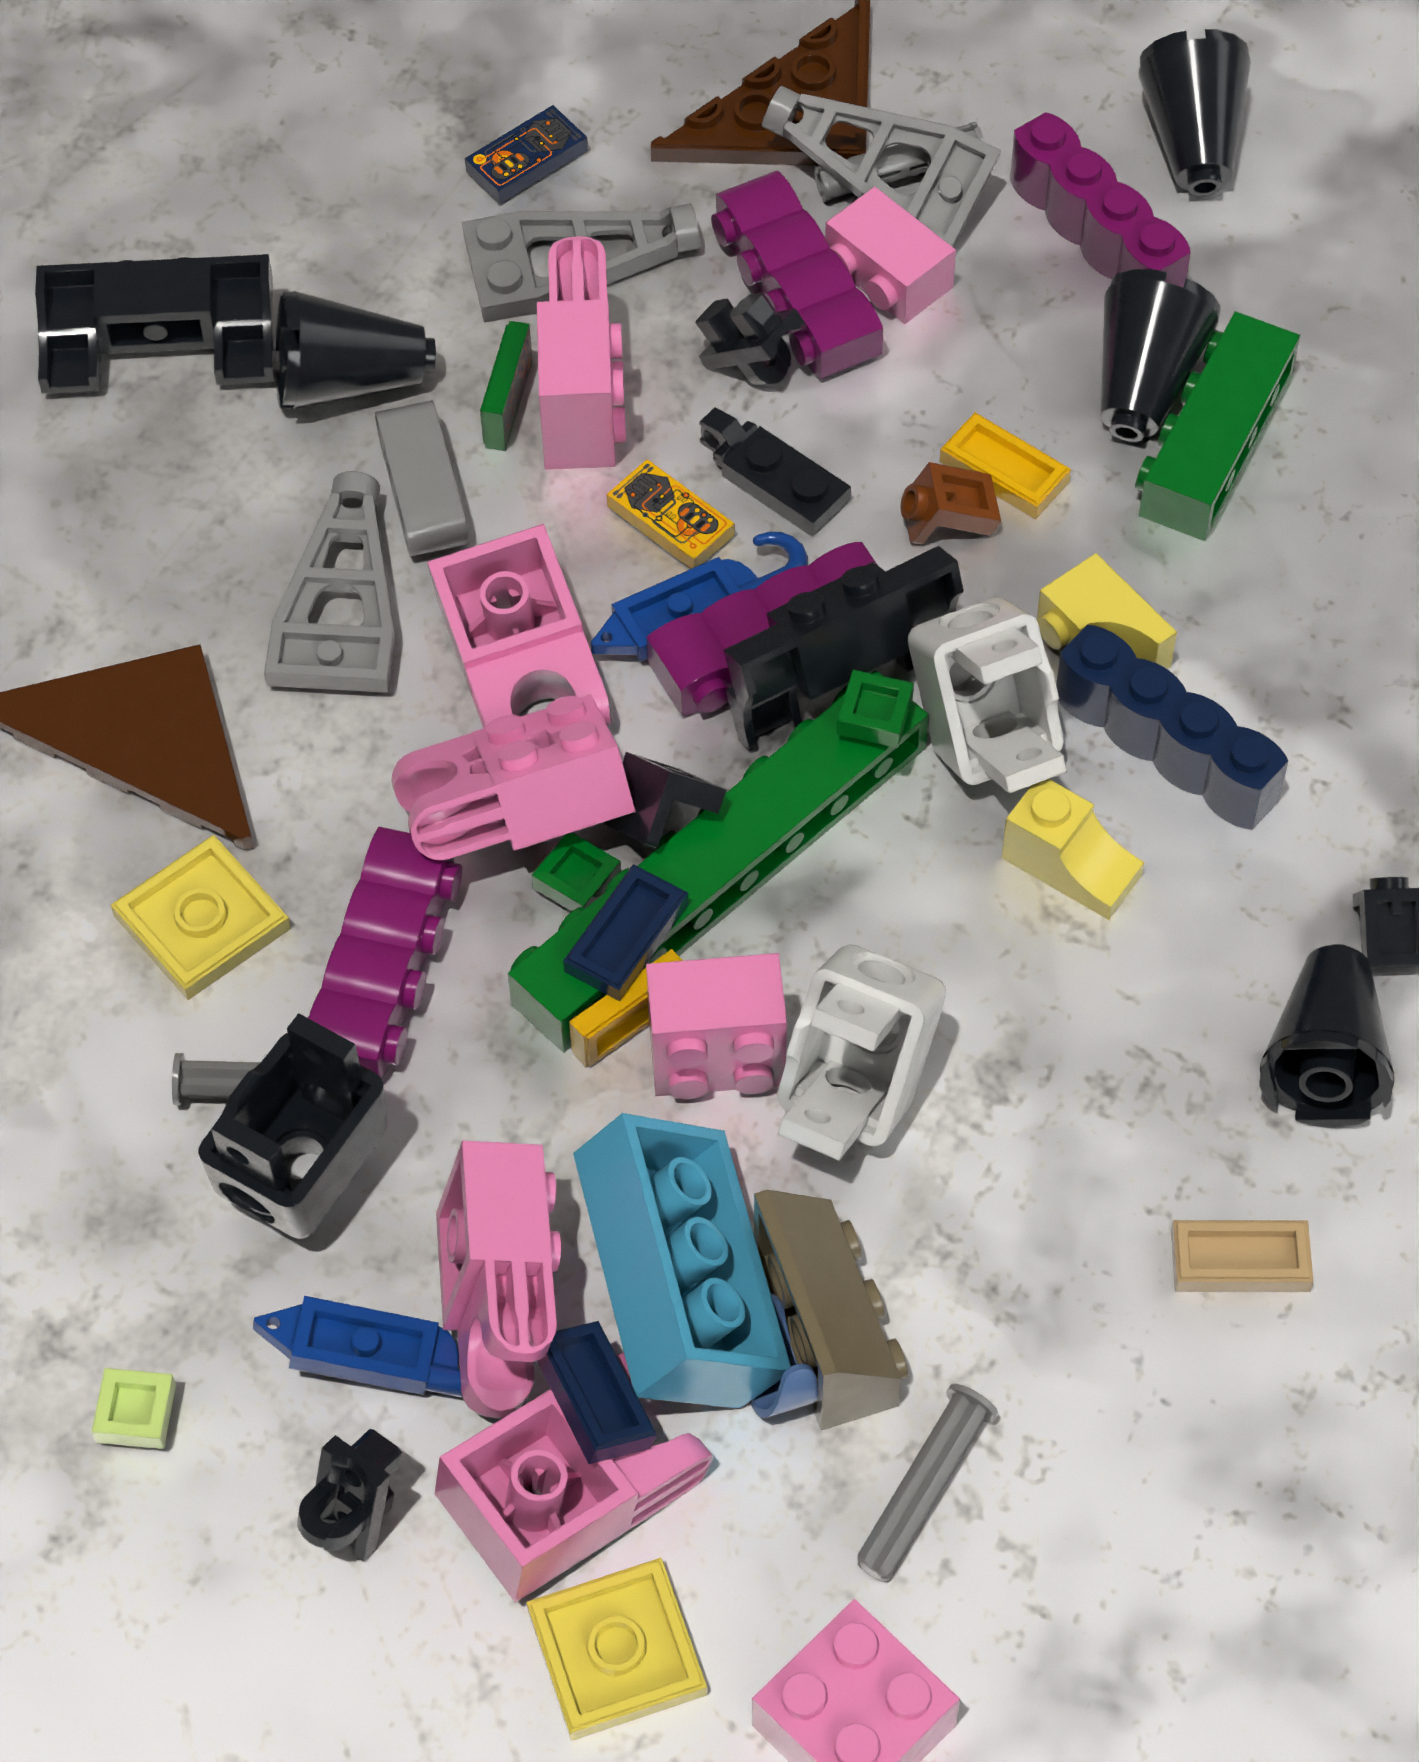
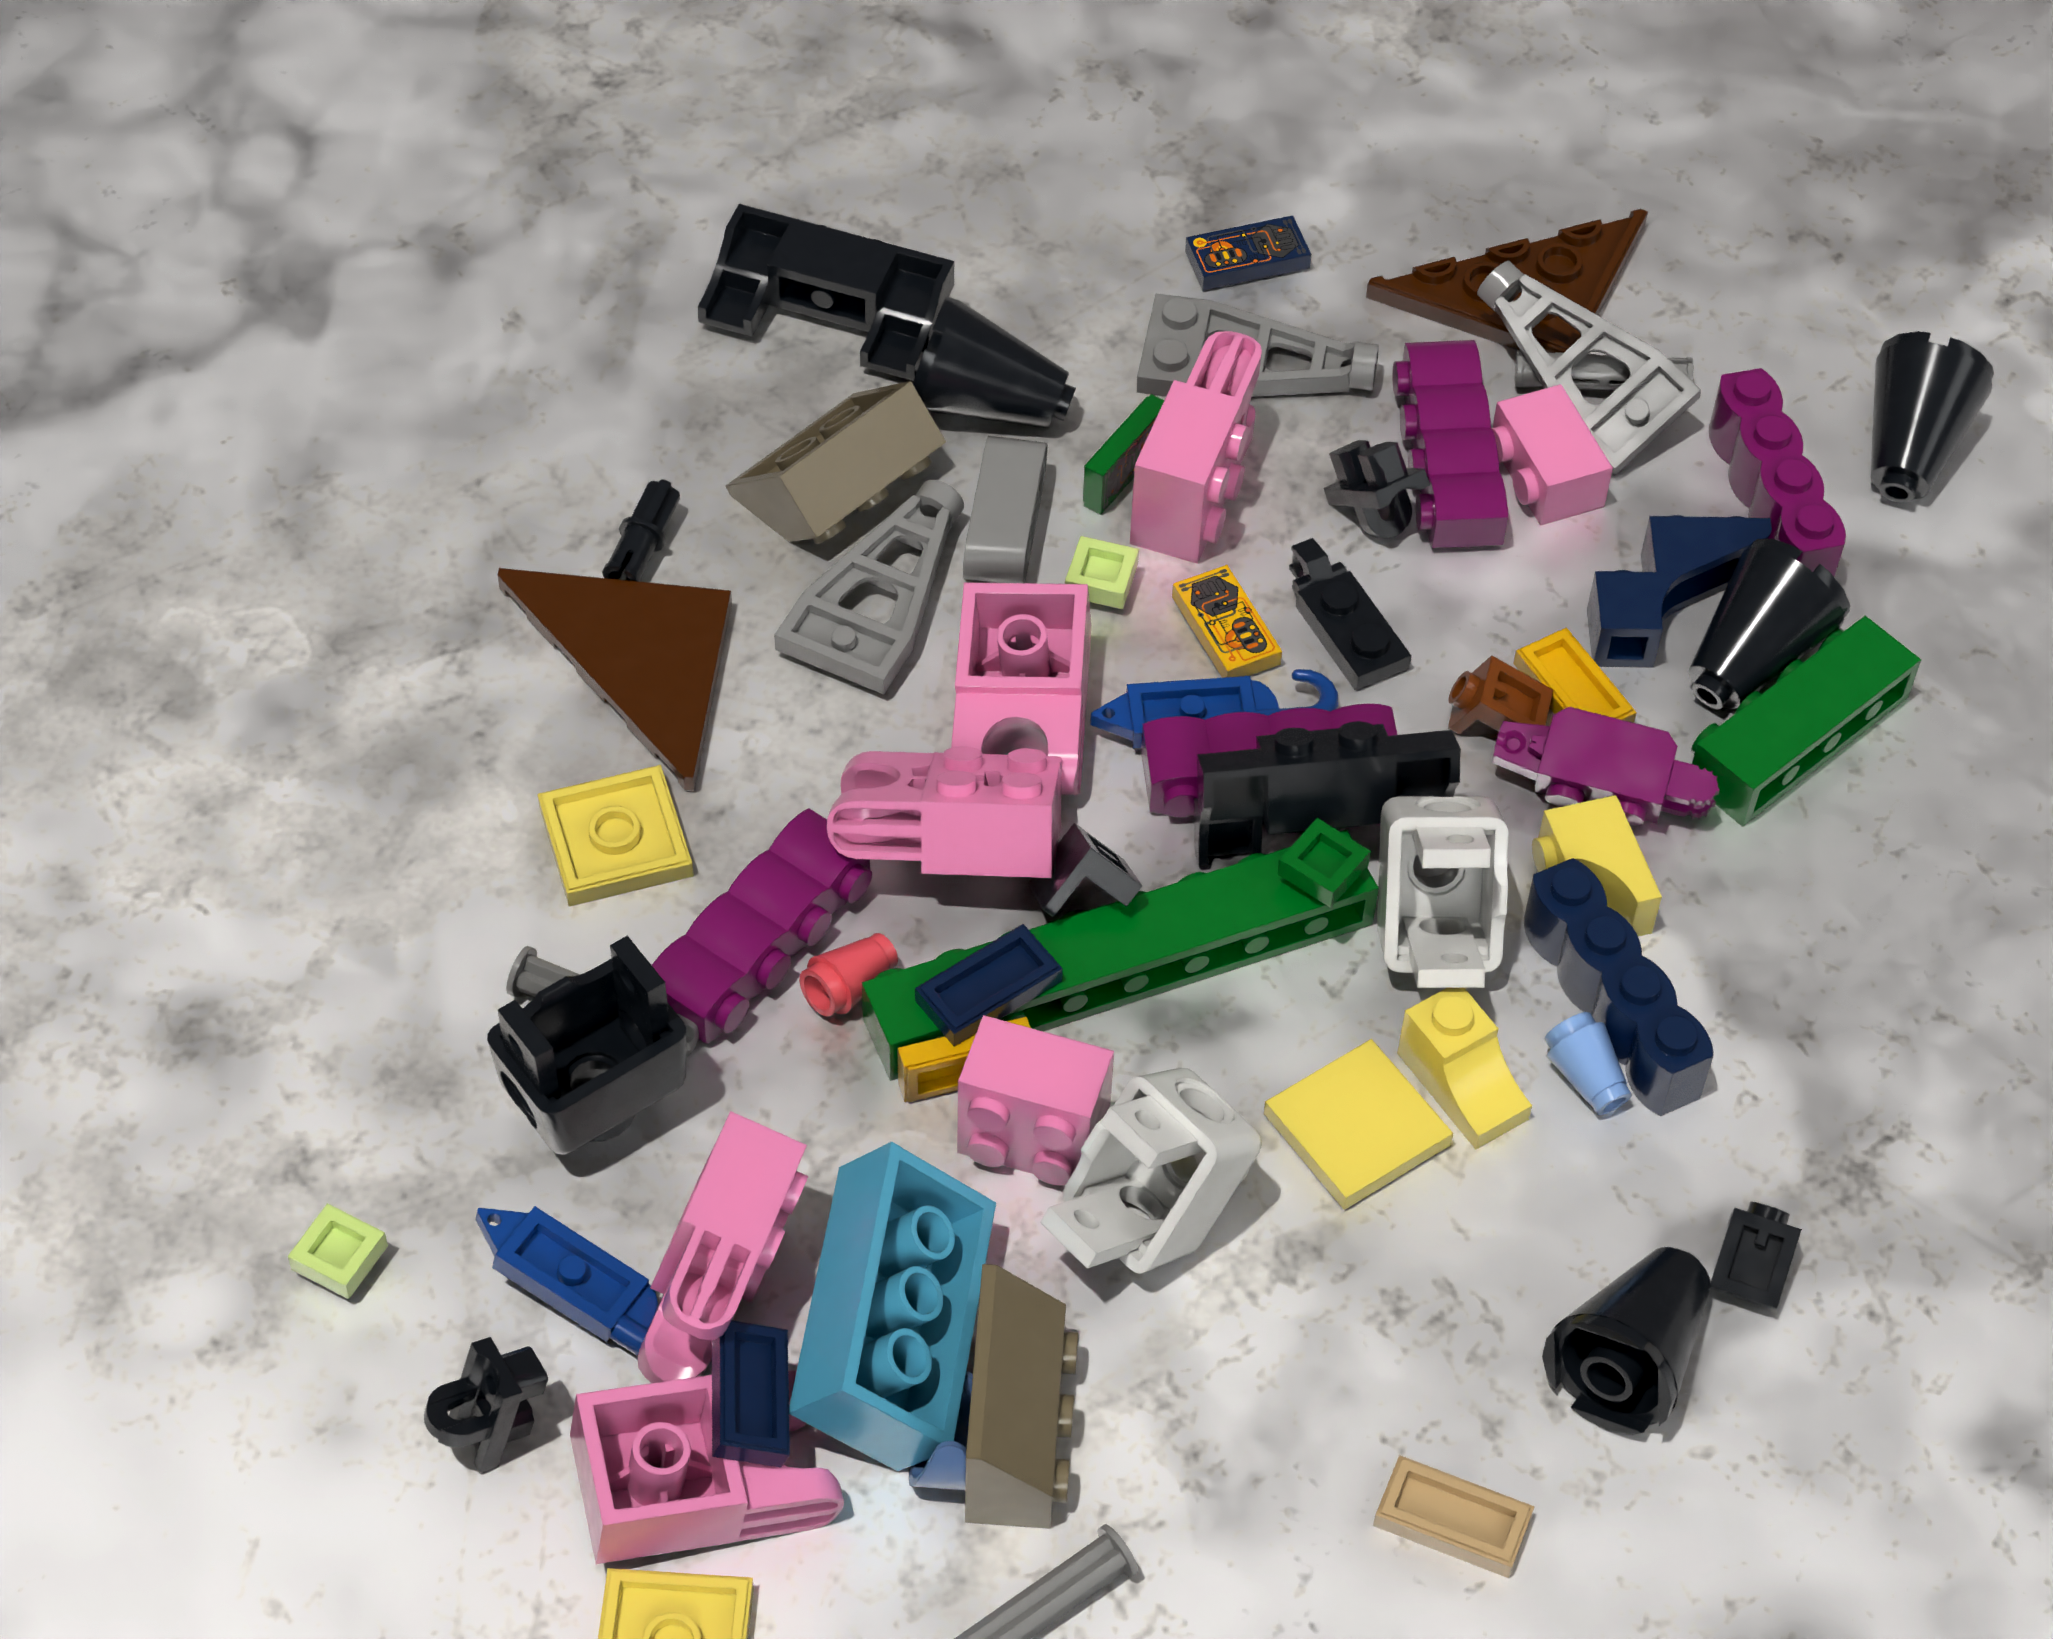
camera: 20 degrees right, 5 degrees down
(89, 616) = (643, 532): none -> black axle
(244, 485) = (840, 463): none -> dark tan slope
(482, 969) = (836, 977): none -> coral cone
(537, 501) = (1105, 568): none -> yellowish green plate
(575, 873) = (974, 915): green plate -> none
(999, 935) = (1358, 1123): none -> light yellow tile
(1048, 319) = (1680, 566): none -> dark blue arch
(1066, 523) = (1601, 756): none -> magenta hinge
(1175, 804) = (1588, 1061): none -> light blue cone

